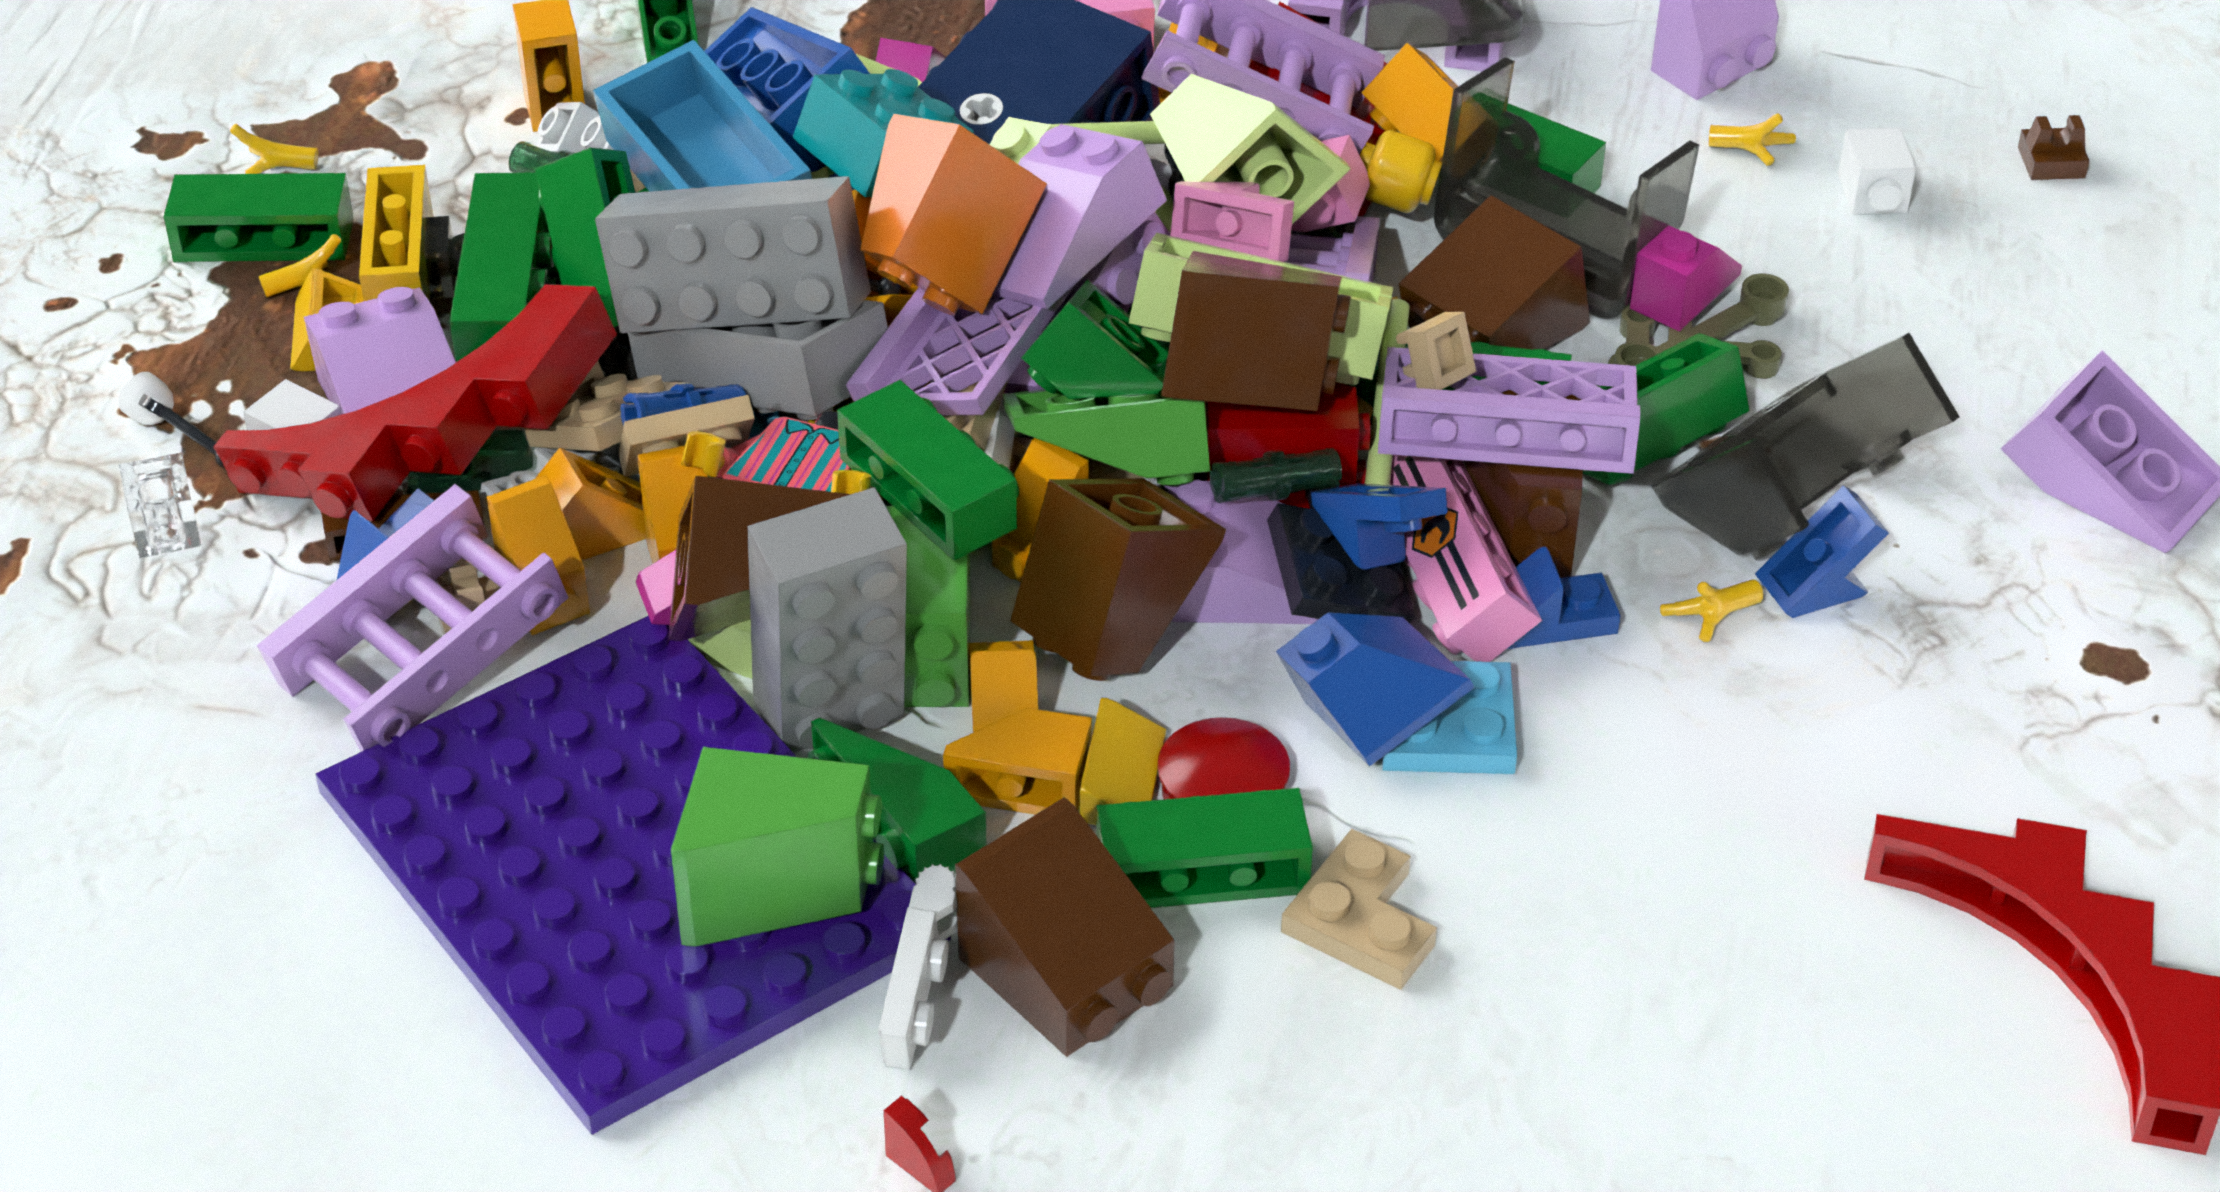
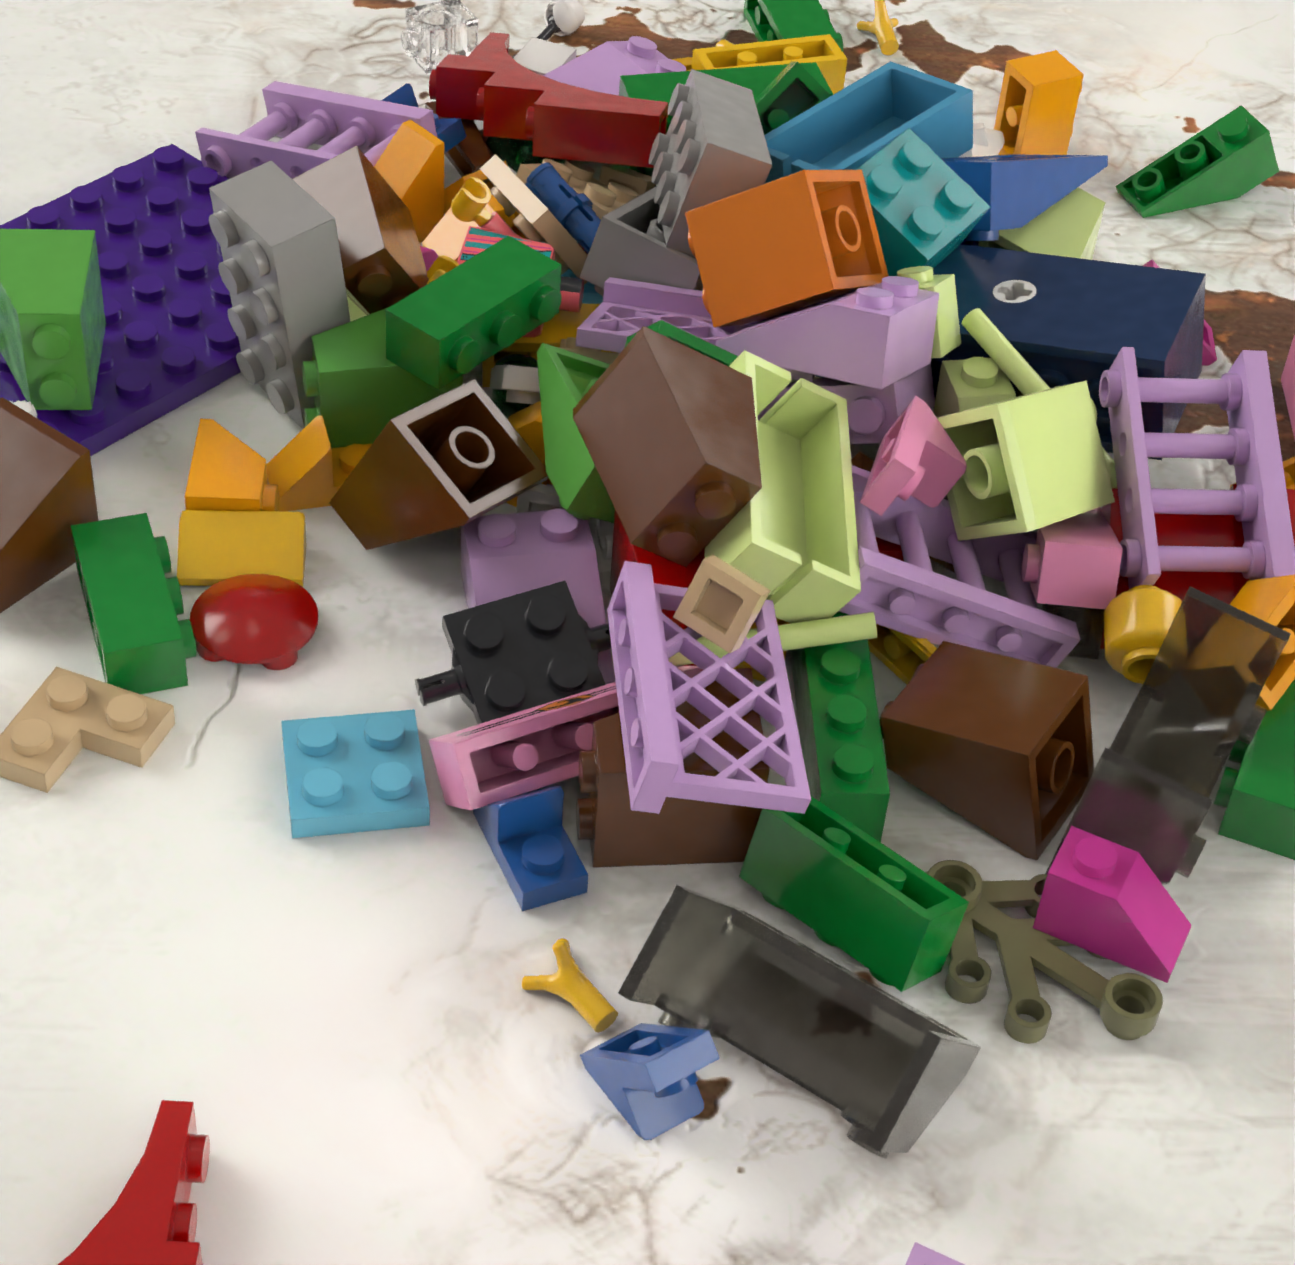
camera: 75 degrees right, 0 degrees up
(924, 806) = (156, 427): green slope -> none
(1275, 475) = (586, 561): clear green pin -> none
(1371, 679) = (352, 678): blue slope -> none
(1373, 518) = (556, 645): blue slope -> none

